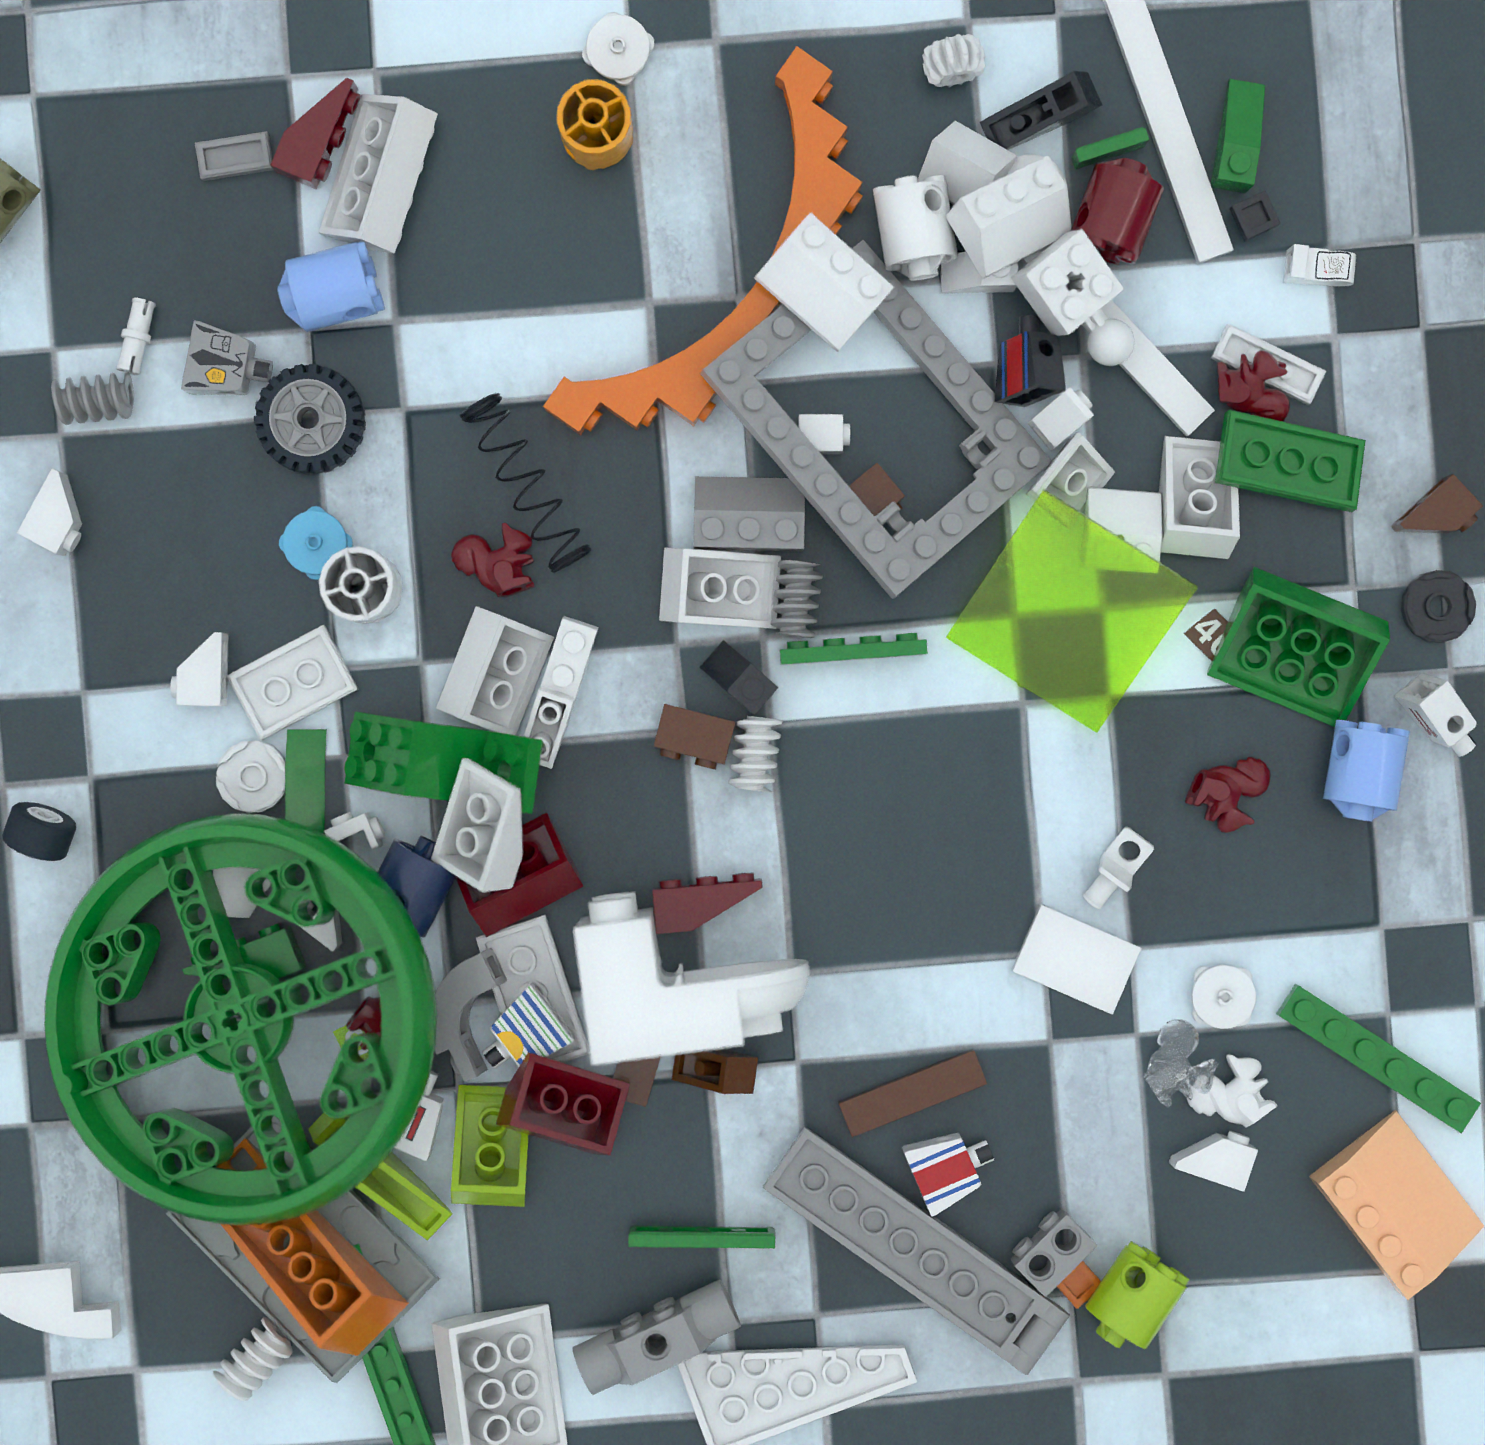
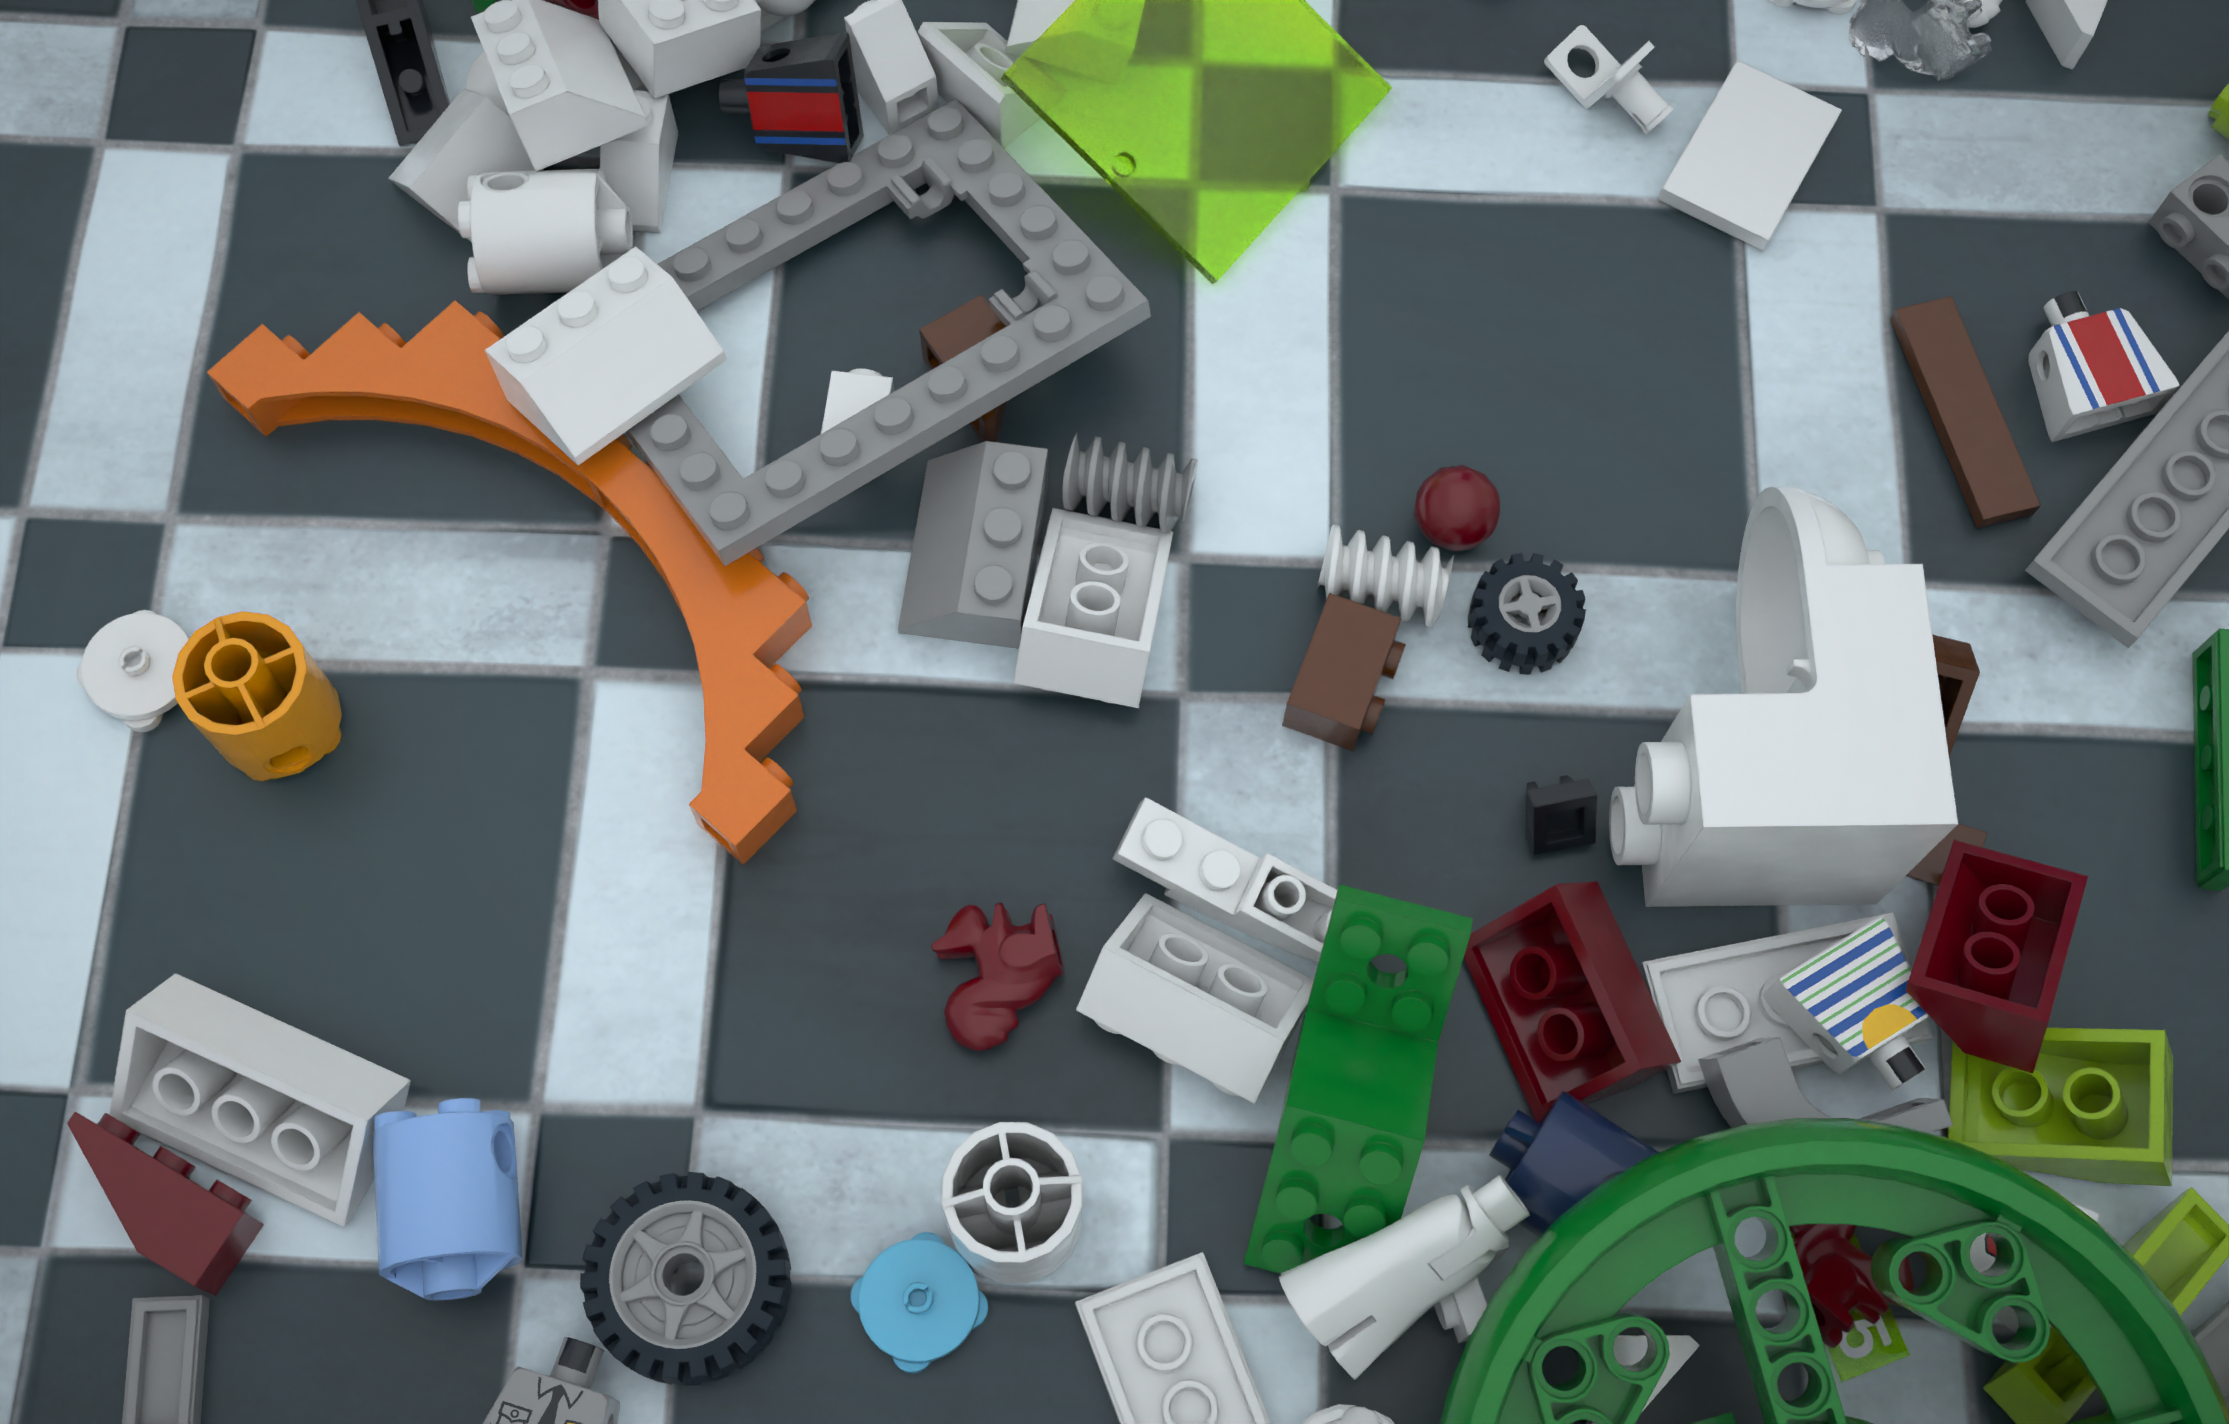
camera: 85 degrees left, 20 degrees down
(305, 777) = (1398, 1381): green sticker -> none
(338, 779) = (1383, 1283): none -> white piece
(480, 408) = (1012, 849): black piece -> none
(481, 830) = (1490, 1018): white slope -> none
(622, 864) = (1560, 815): none -> black tile
(690, 906) = (1630, 684): dark red slope -> none
(739, 677) = (1254, 588): black slope -> none
(755, 843) = (1535, 593): none -> black wheel
(803, 792) = (1457, 508): none -> dark red piece
(869, 647) = (1222, 434): green plate -> none
(953, 60) = (290, 153): white gear -> none

